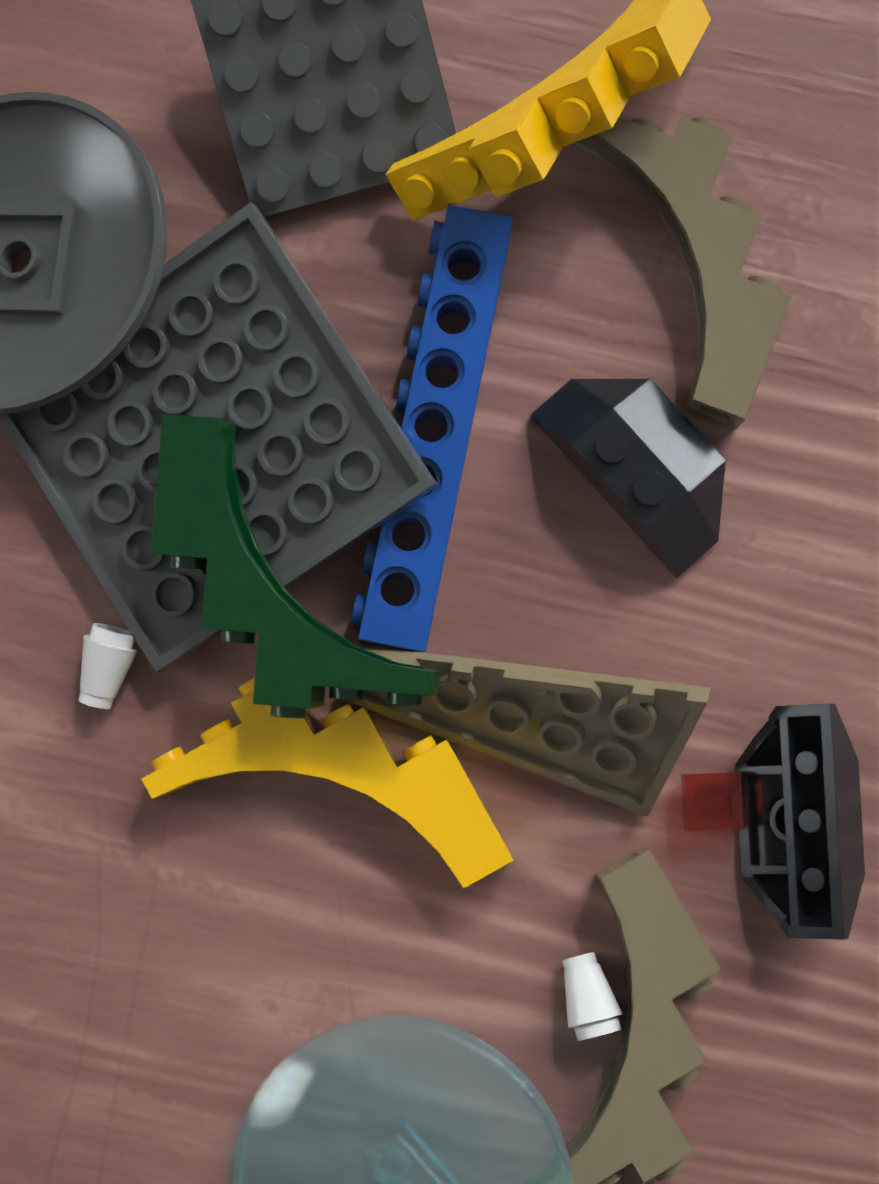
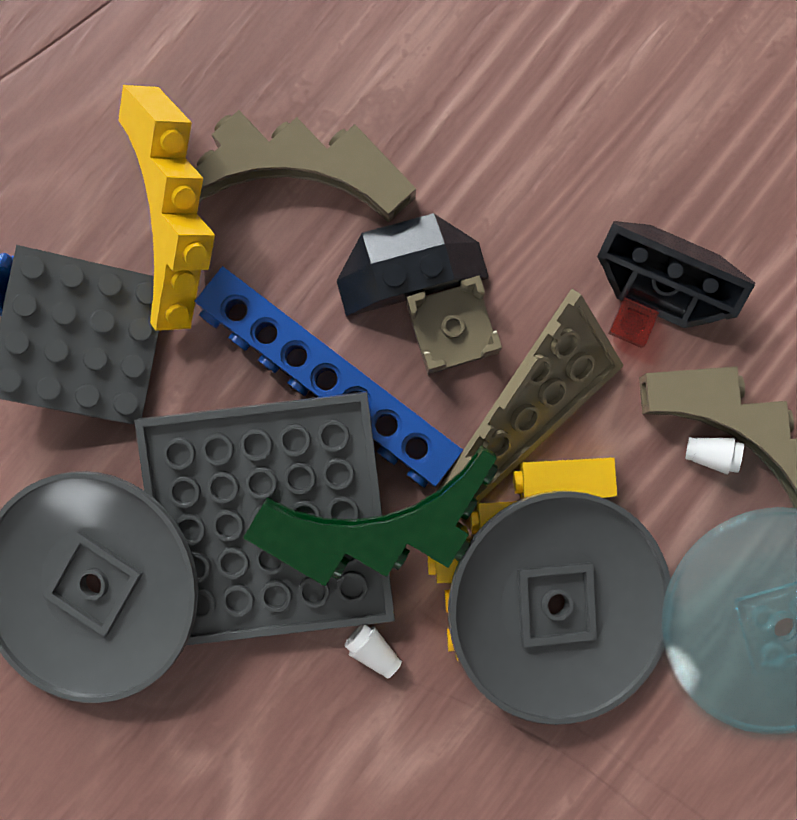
camera: 65 degrees left, 0 degrees up
(260, 959) = (602, 639): none -> dark grey dish
(585, 560) = (453, 326): none -> dark tan panel

